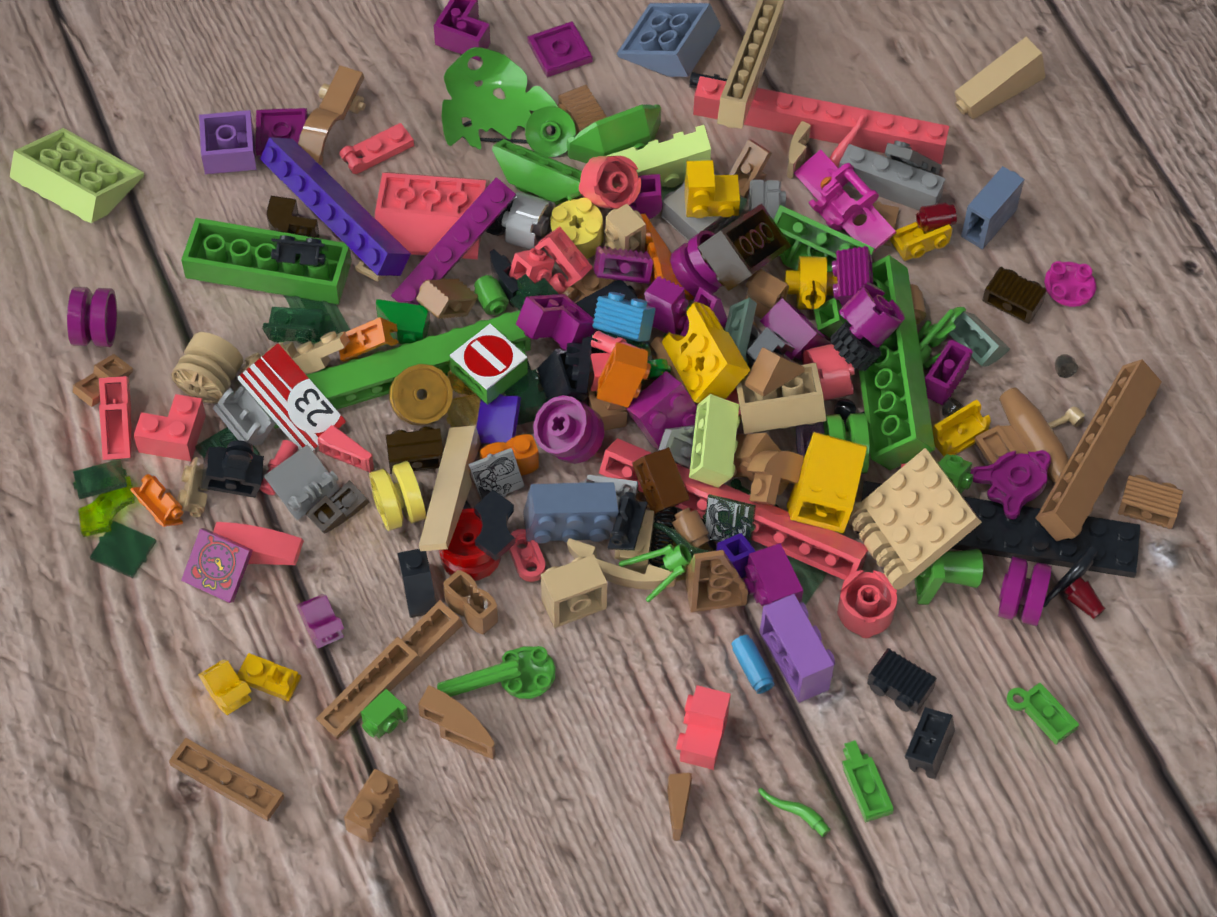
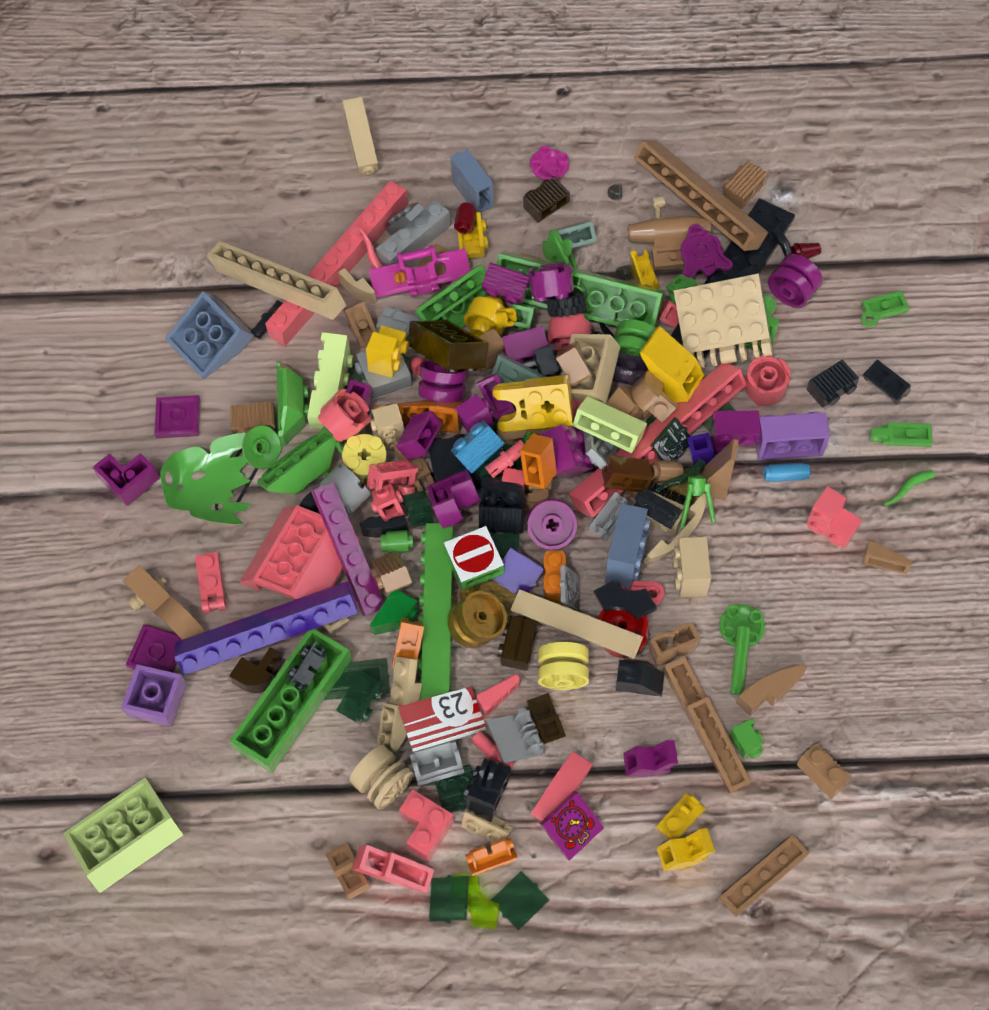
camera: 65 degrees left, 5 degrees up
(92, 317) = (290, 857): magenta wheel -> none
(947, 371) = (595, 259): magenta brick -> none

